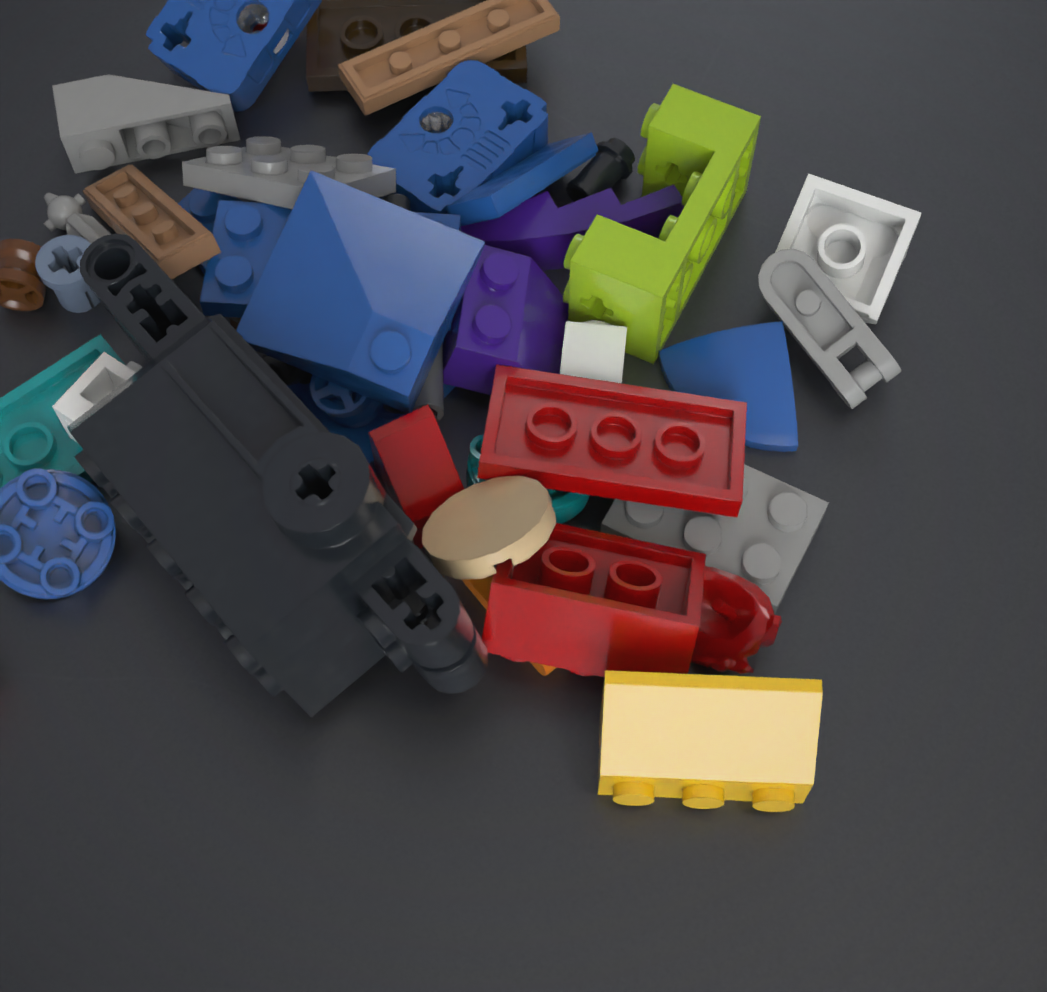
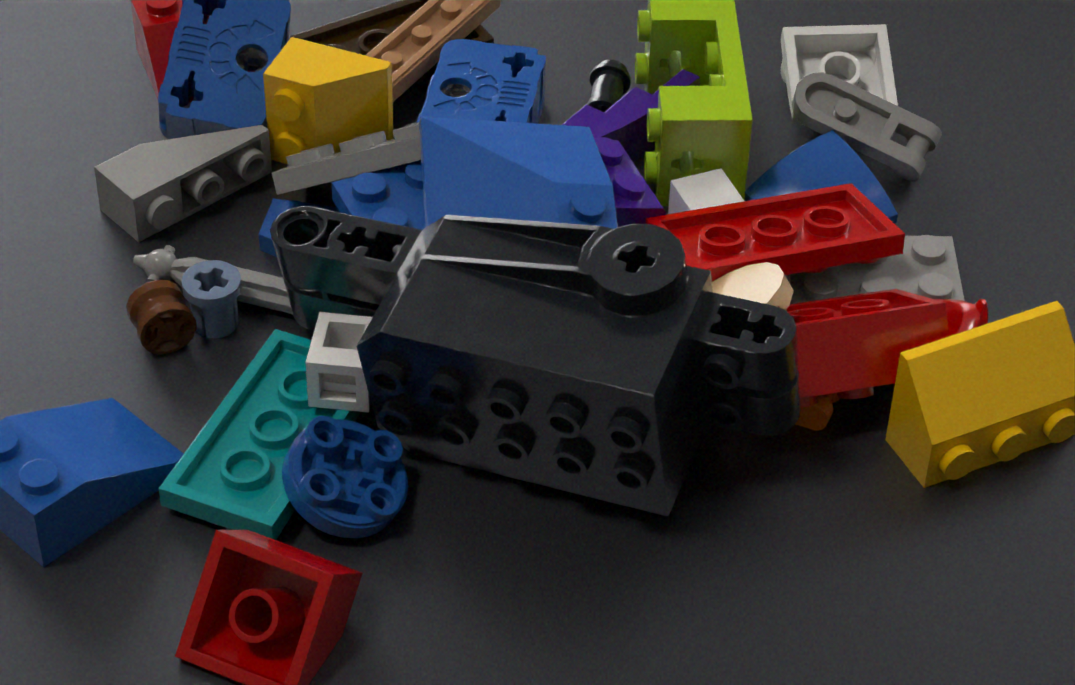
camera: 30 degrees left, 20 degrees down
(153, 219) = (248, 226): medium nougat tile -> none
(296, 90) = (324, 97): none -> yellow slope
(524, 179) = (565, 97): blue tile -> none

